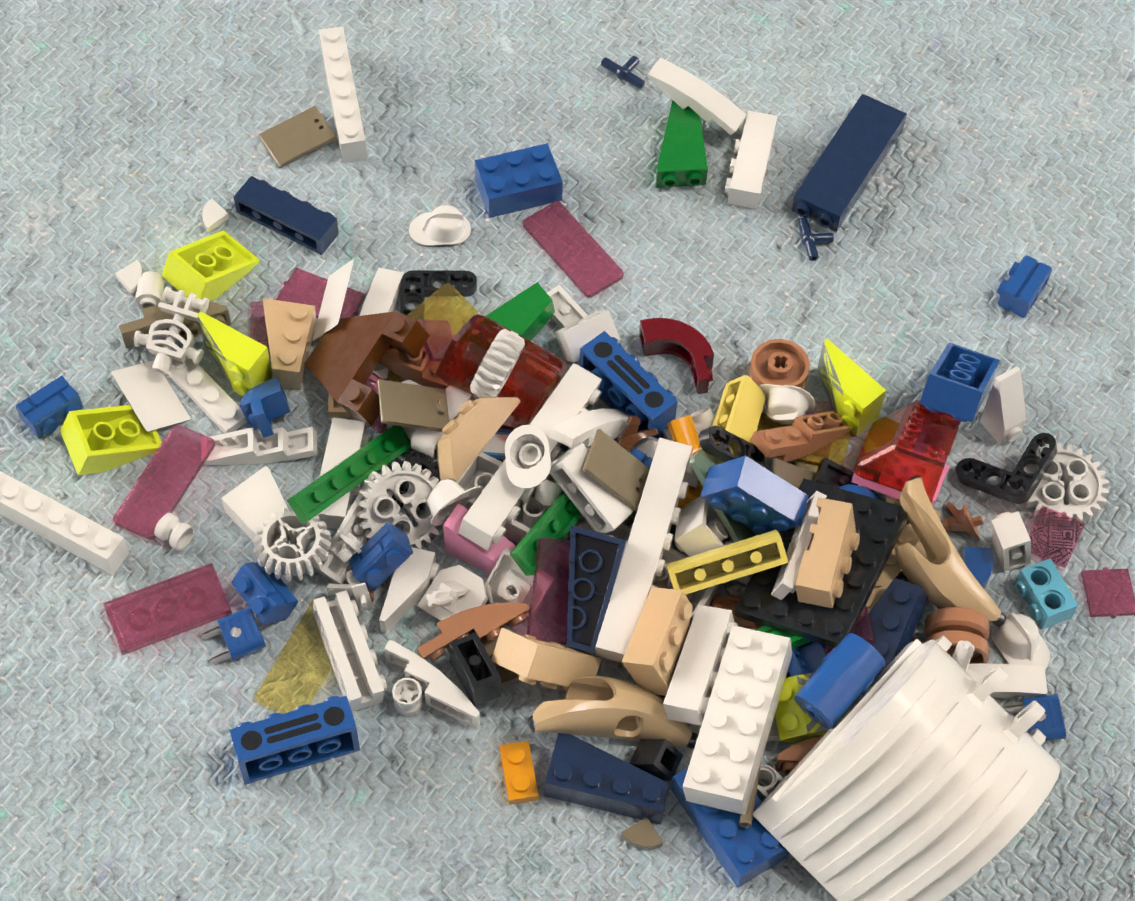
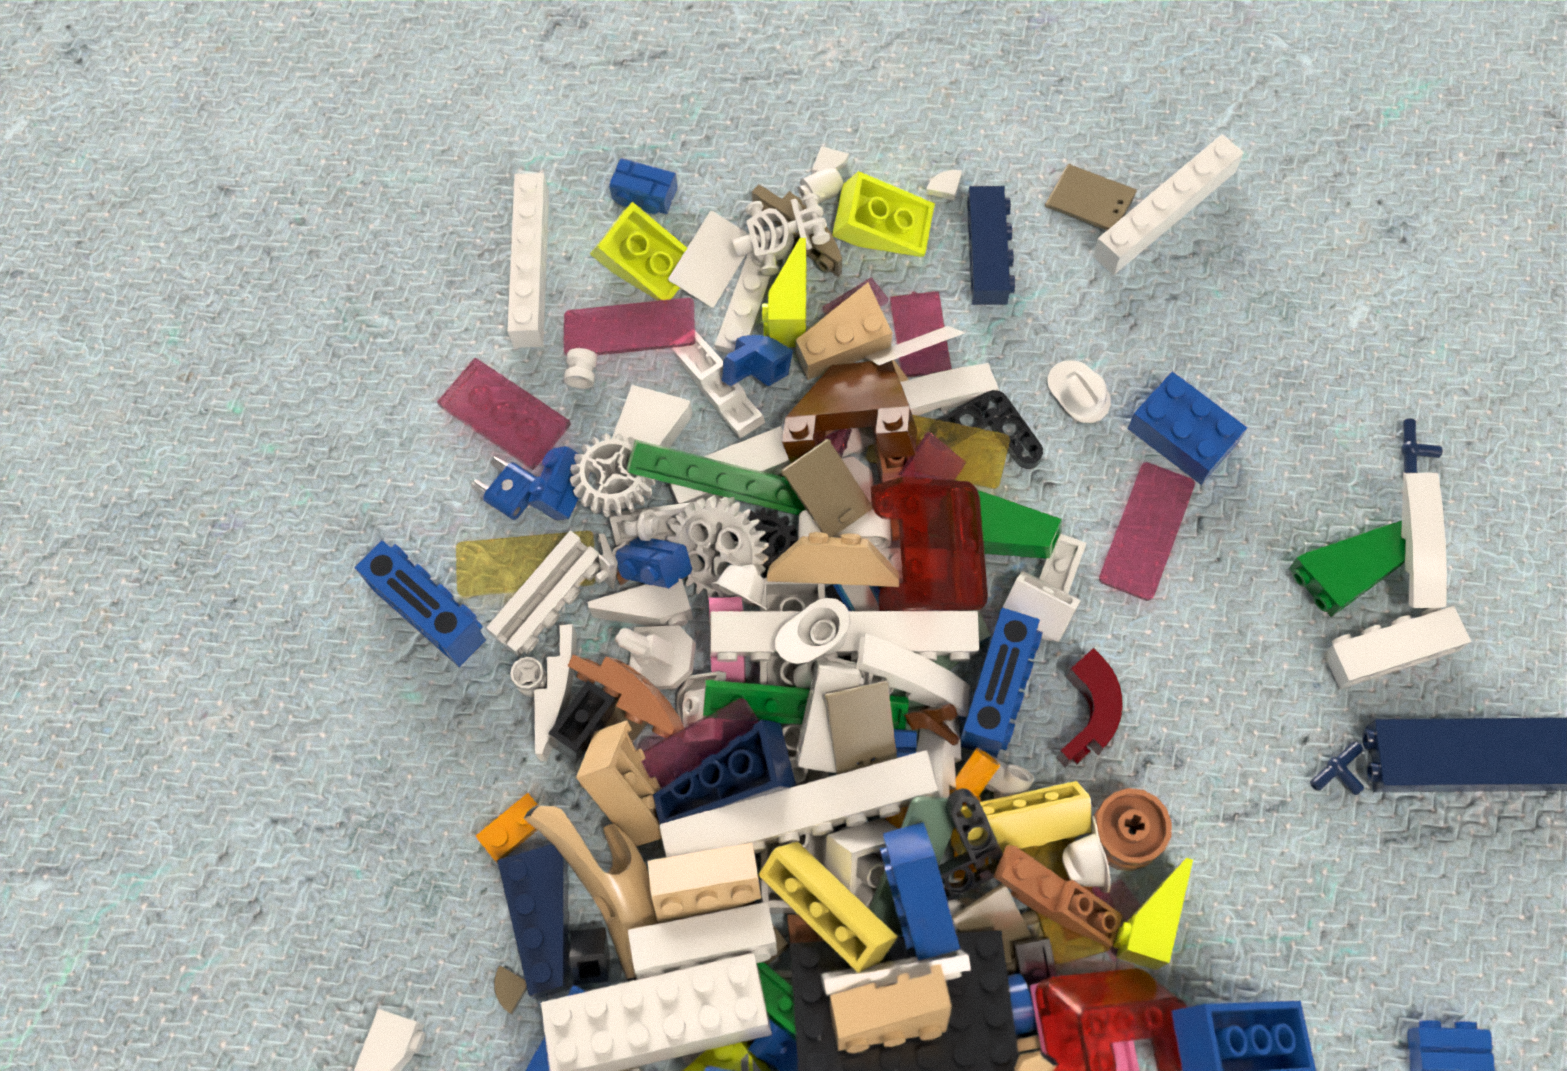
camera: 65 degrees right, 10 degrees up
(497, 364) = (917, 538): white gear -> none

